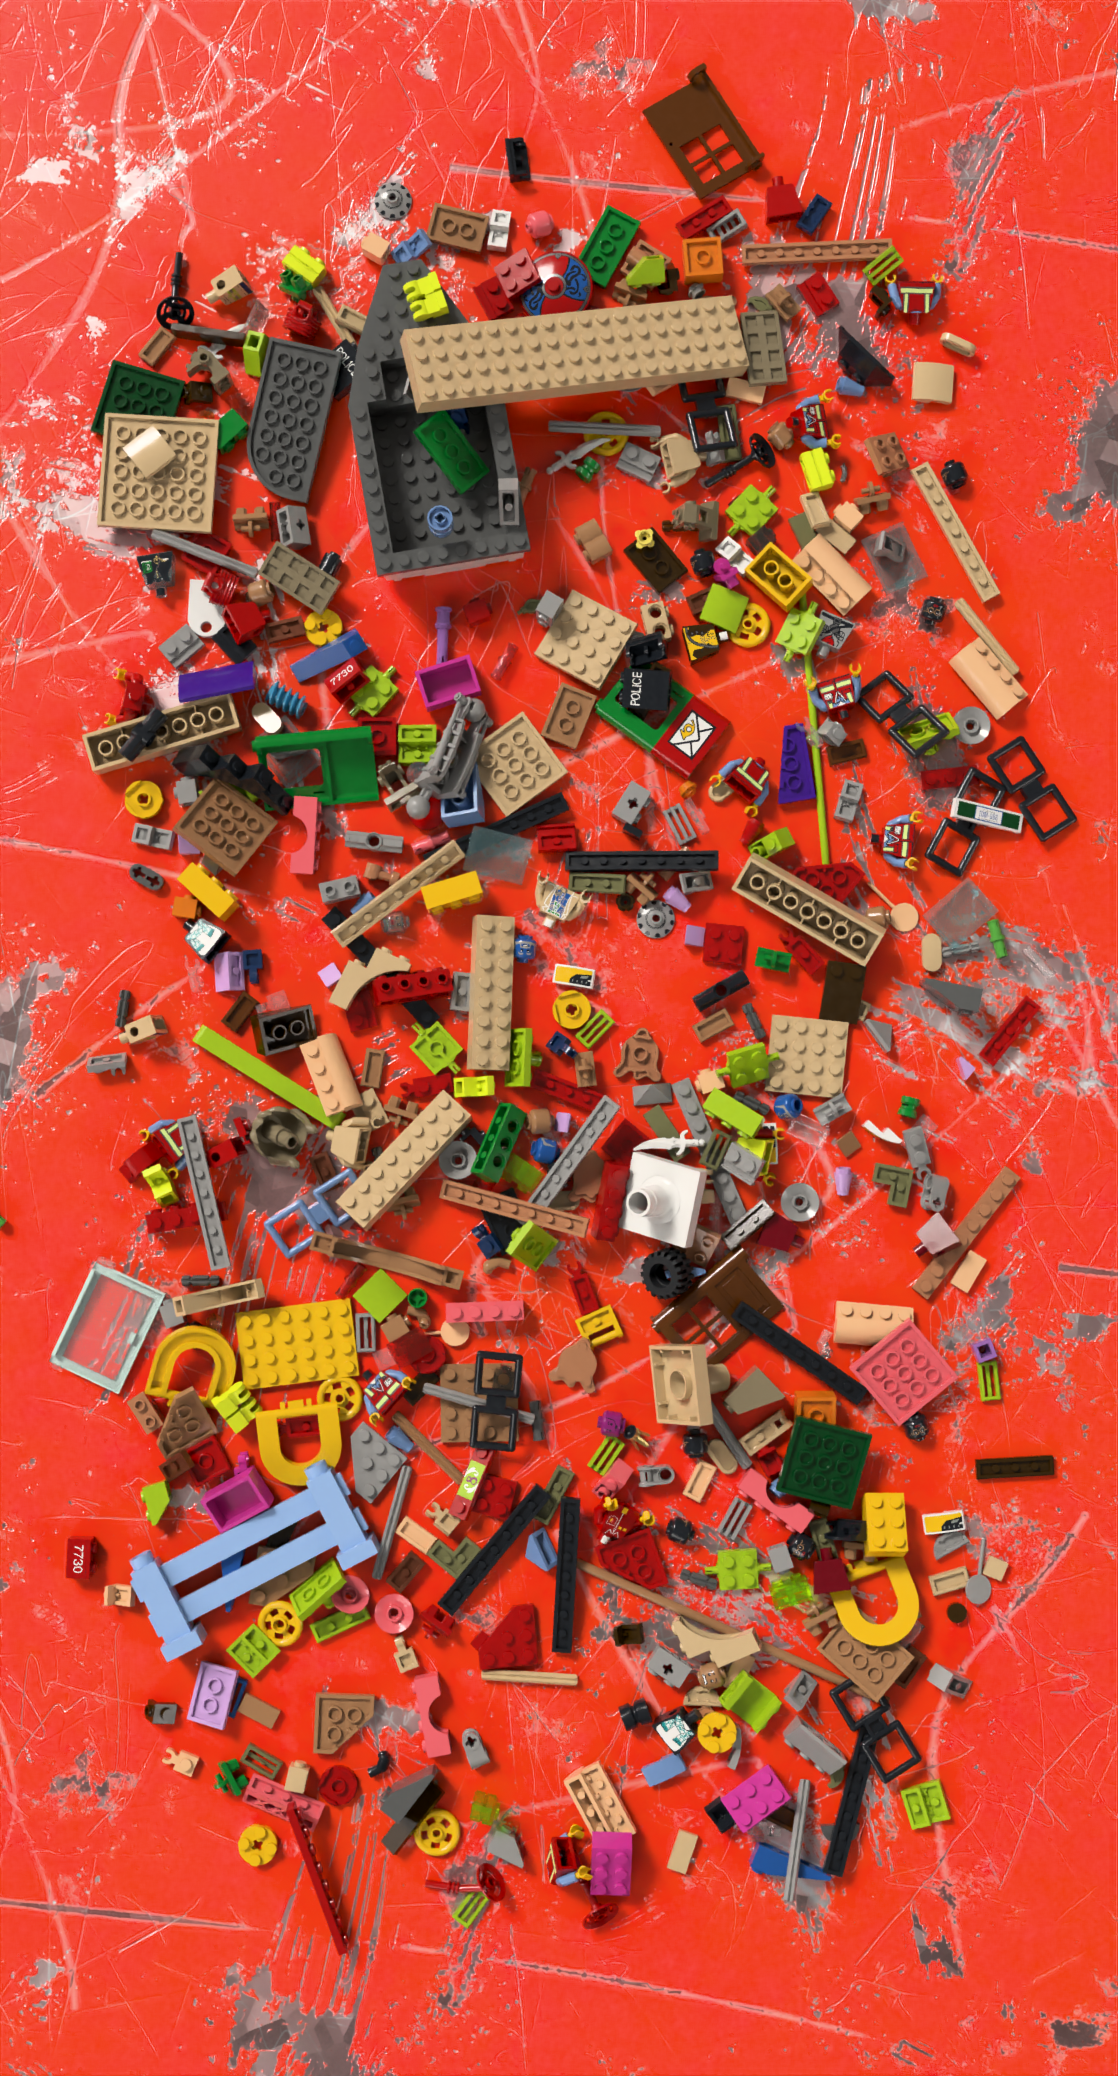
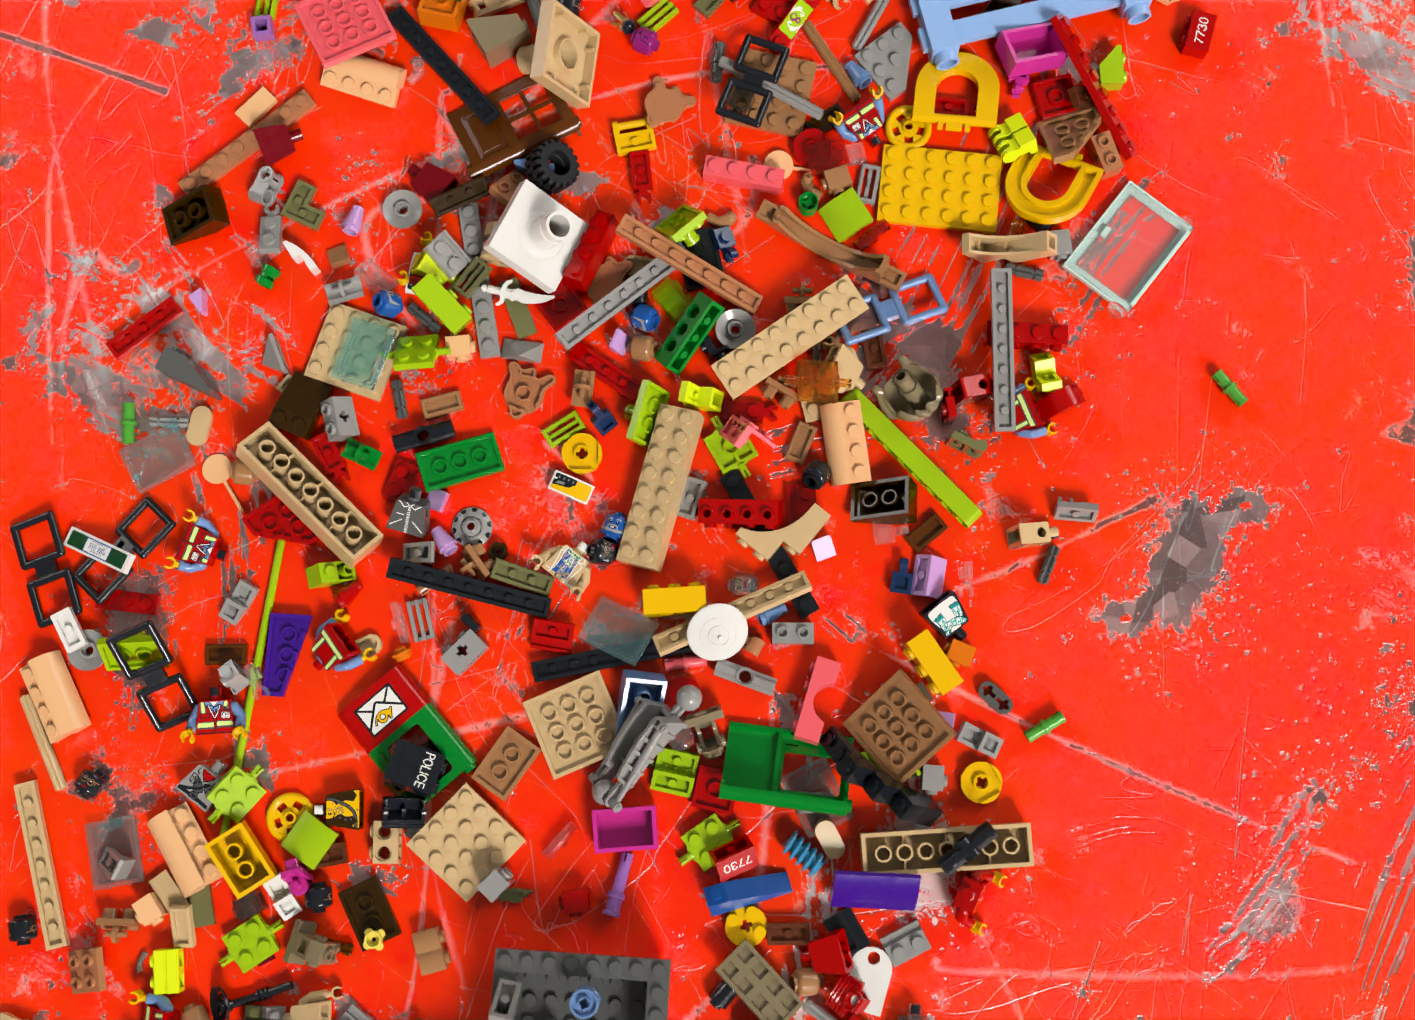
camera: 160 degrees left, 5 degrees down
(97, 861) = (1044, 726): none -> bright green pin
(170, 1475) = (1097, 92): none -> red plate
(224, 1101) = (962, 442): none -> olive plate
(351, 1039) = (816, 474): none -> black head
(368, 1121) = (817, 381): none -> clear orange plate
(407, 872) = (717, 632): none -> white hat
(429, 1059) = (739, 429): none -> coral bracket
(529, 923) = (602, 551): none -> black head
(681, 974) = (459, 462): none -> green tile
(712, 915) = (411, 514): none -> dark grey torso
(796, 1052) = (363, 353): none -> clear light blue piece
(802, 987) = (339, 418): none -> light grey brick
(991, 737) = (69, 629): none -> white plate
(993, 1149) = (196, 215): none -> dark brown slope

